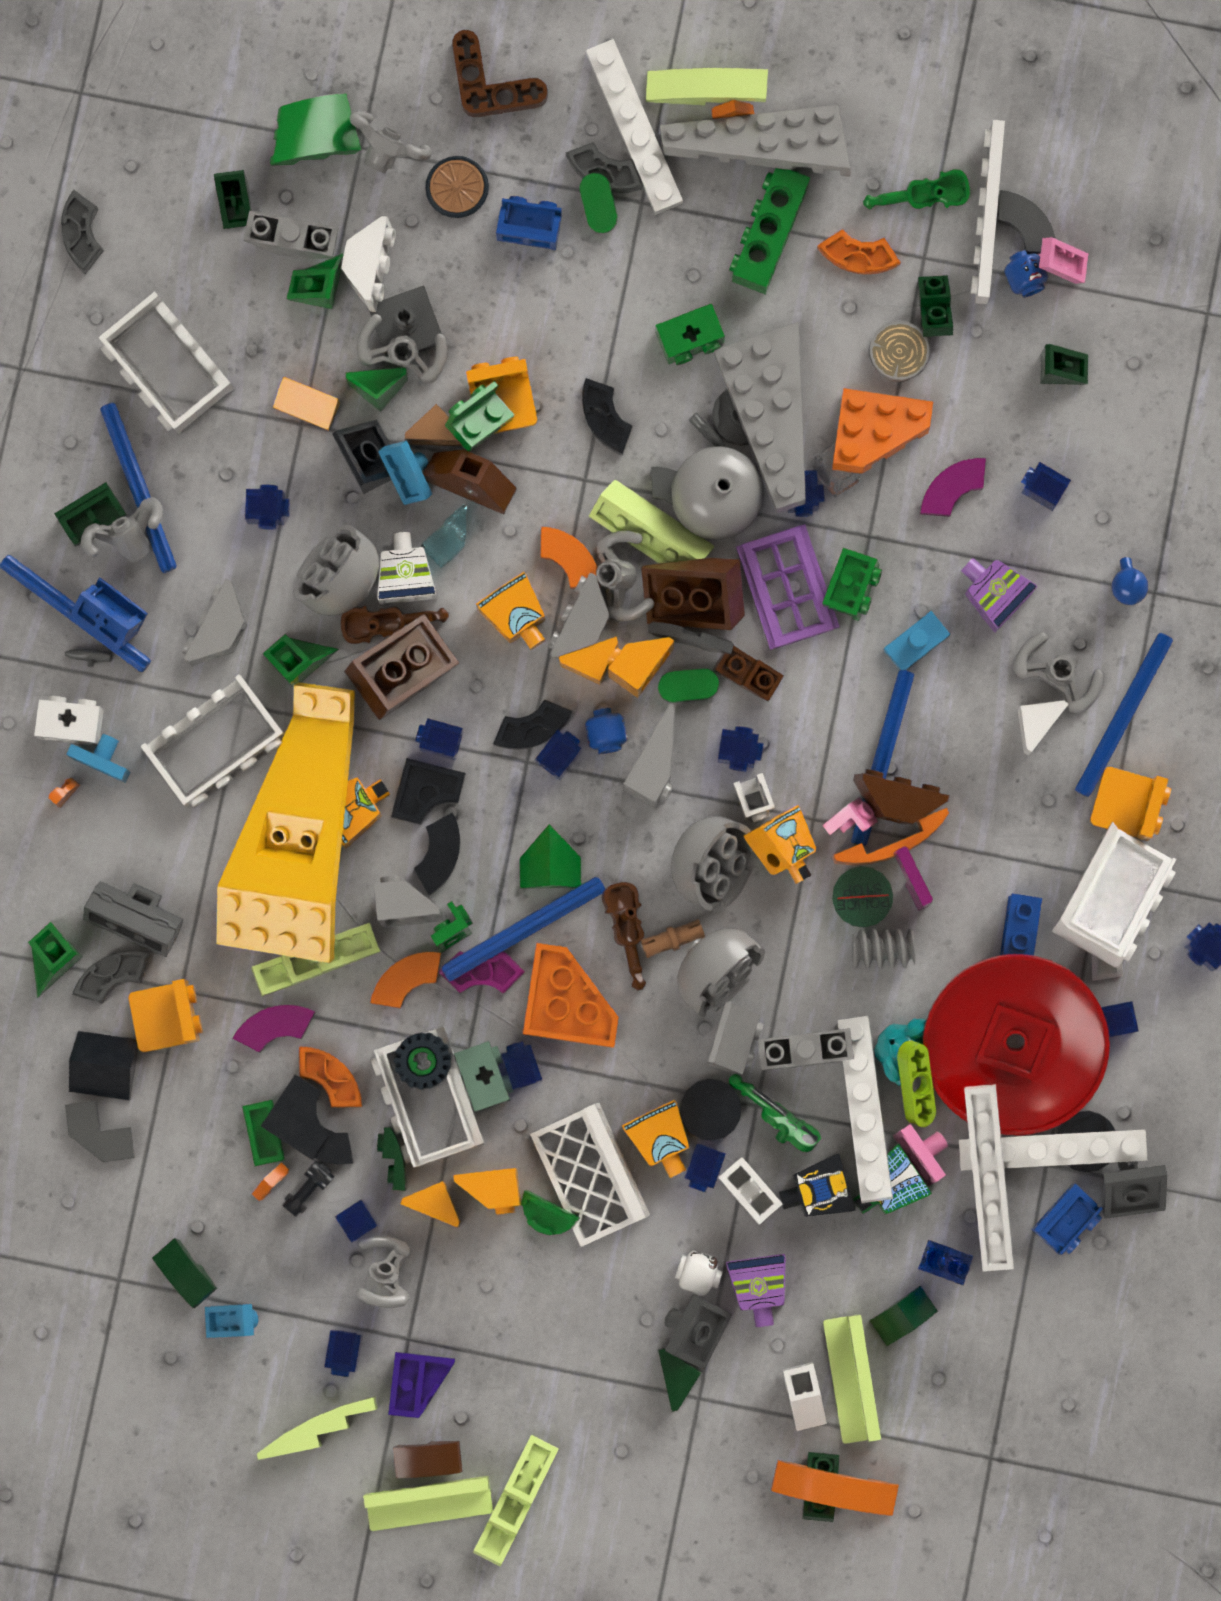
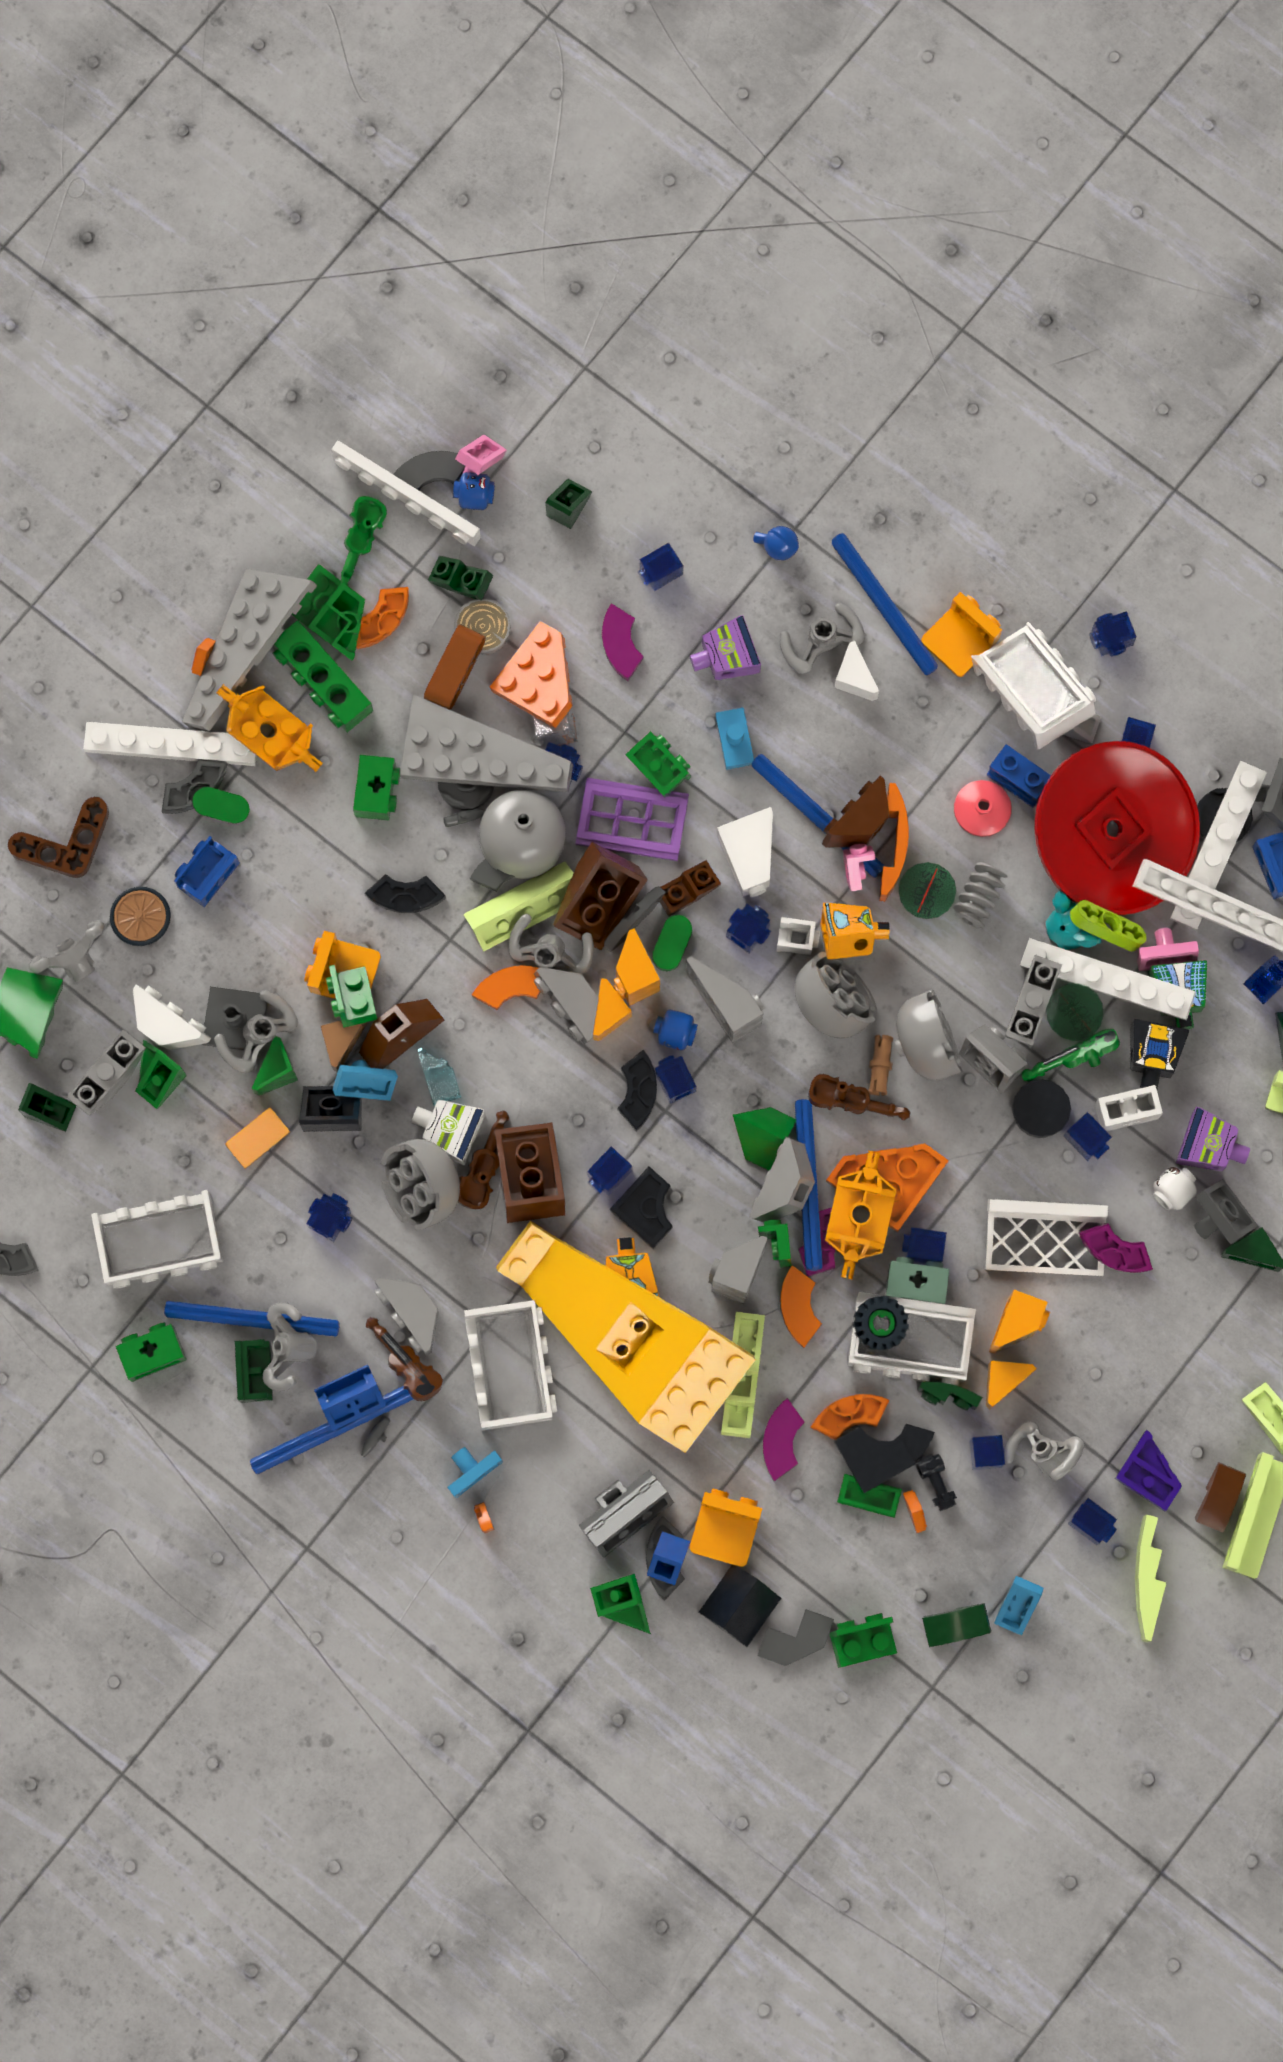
camera: 65 degrees left, 5 degrees down
(43, 407) = (166, 1355): none -> green brick
(83, 731) = (423, 1498): white brick -> none
(107, 977) = (668, 1558): none -> blue brick
(126, 1195) = (863, 1641): none -> green bracket
(158, 668) = (420, 1380): none -> reddish brown piece
(297, 658) = (473, 1259): green slope -> none
(441, 854) = (707, 1221): black tile -> none
(511, 907) = (785, 1184): none -> light grey slope
(515, 611) = (533, 1053): light orange torso -> none
(543, 995) = (853, 1238): none -> light orange plate
(546, 1216) = (1064, 1290): green tile -> none
(607, 1246) = (1115, 1252): none -> magenta tile
(660, 1137) = (1044, 1161): light orange torso -> none
(706, 85) = (170, 665): yellowish green slope -> none
(706, 185) = (258, 708): none -> light orange plate
(813, 711) = (748, 850): none -> white slope
(818, 1094) = (1075, 1012): none -> clear green piece
(838, 204) = (332, 611): none -> green slope
(843, 346) = (454, 667): none -> dark orange beam
(915, 882) = (942, 839): magenta tile -> none
(964, 922) = (979, 821): none -> coral dish

